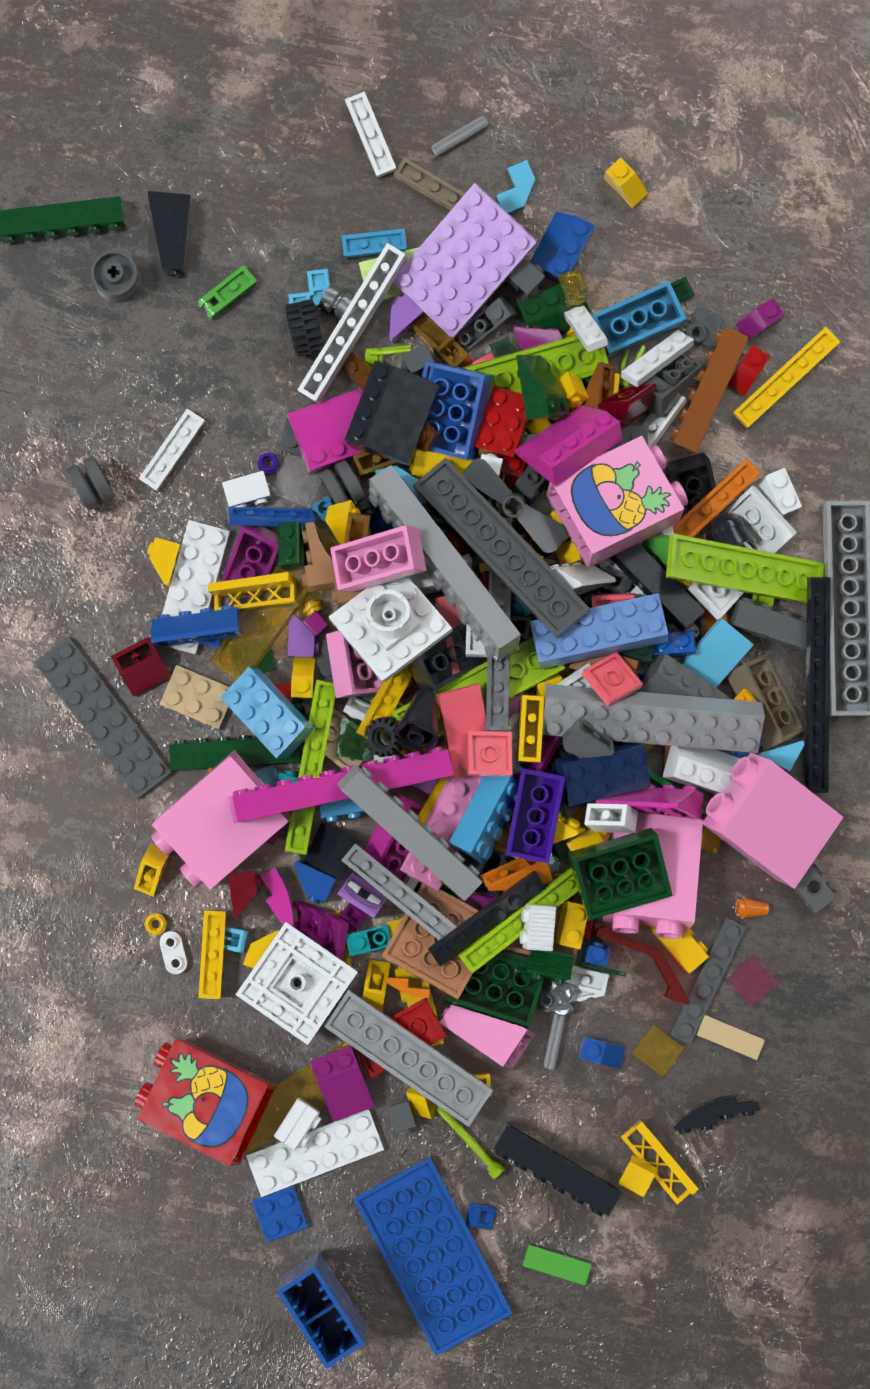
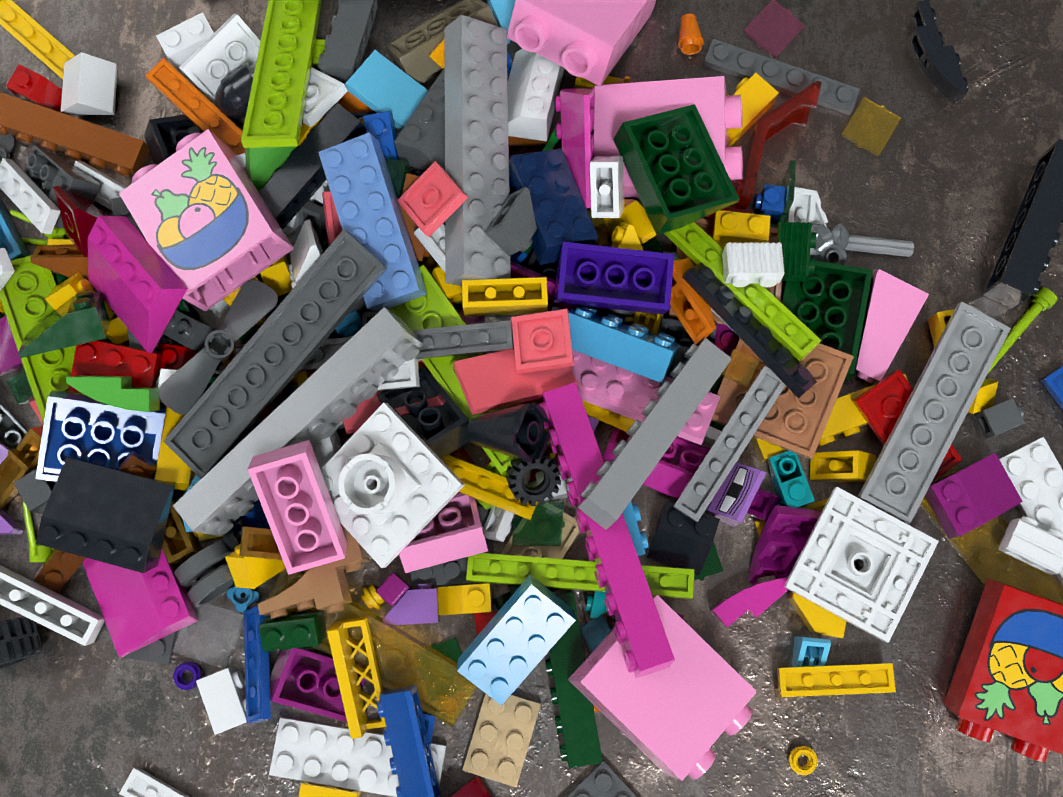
camera: 90 degrees left, 5 degrees down
(151, 870) = (736, 774): yellow slope -> none
(174, 952) = (837, 732): white plate -> none
(243, 890) = (748, 647): dark red slope -> none
(314, 881) = (725, 556): blue slope -> none
(402, 985) = (843, 429): orange slope -> none
(458, 909) = (741, 368): none -> clear yellow plate
(485, 425) = (117, 392): none -> bright green slope
(601, 1052) = (884, 191): blue slope -> none
(637, 1176) = (1026, 131): yellow piece -> none
(665, 1156) = (997, 103): yellow fence -> none
(730, 1037) = (844, 44): tan tile -> none
(747, 410) = (89, 86): none -> white slope

